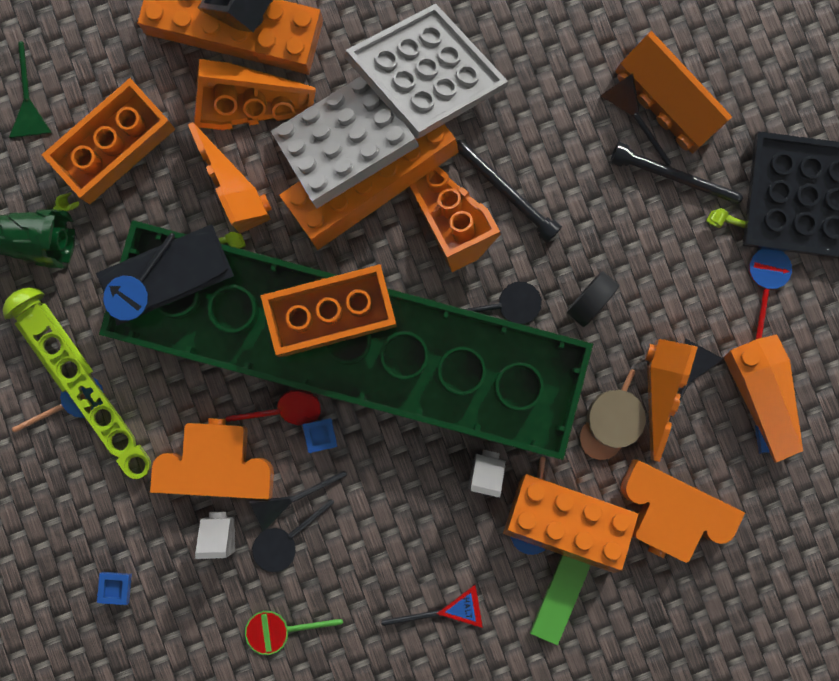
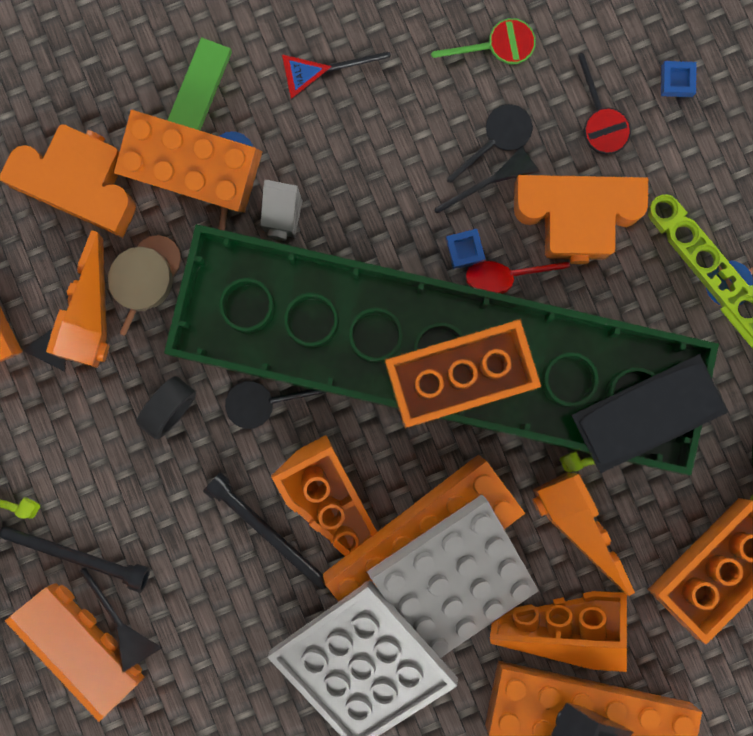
camera: 175 degrees left, 0 degrees up
(126, 295) = (690, 385): blue piece -> none
(179, 547) = (606, 128): none -> piece
(216, 536) = (573, 132): light grey slope -> none

